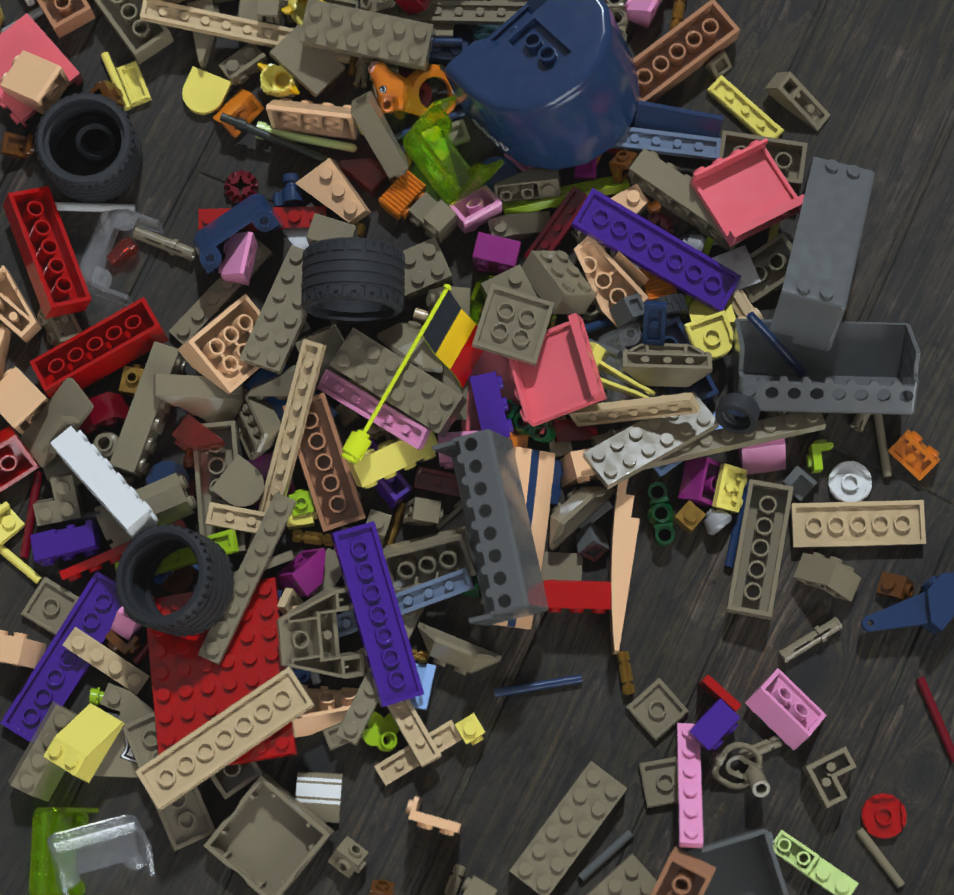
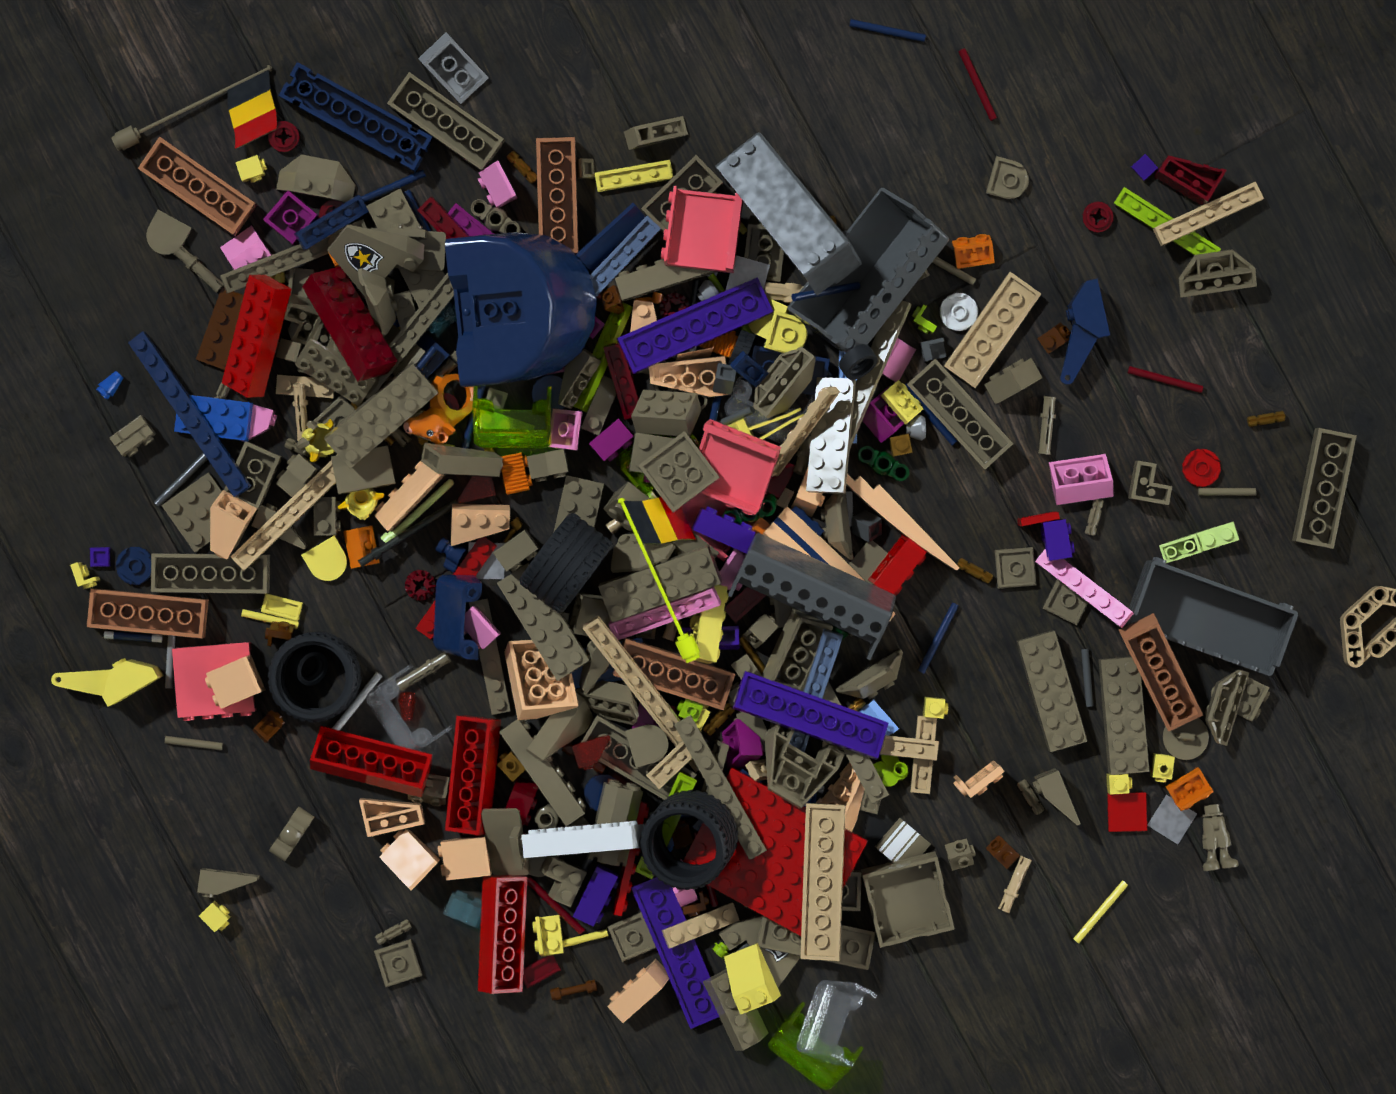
camera: 55 degrees left, 10 degrees up
(753, 776) = (1109, 536): dark tan piece -> none

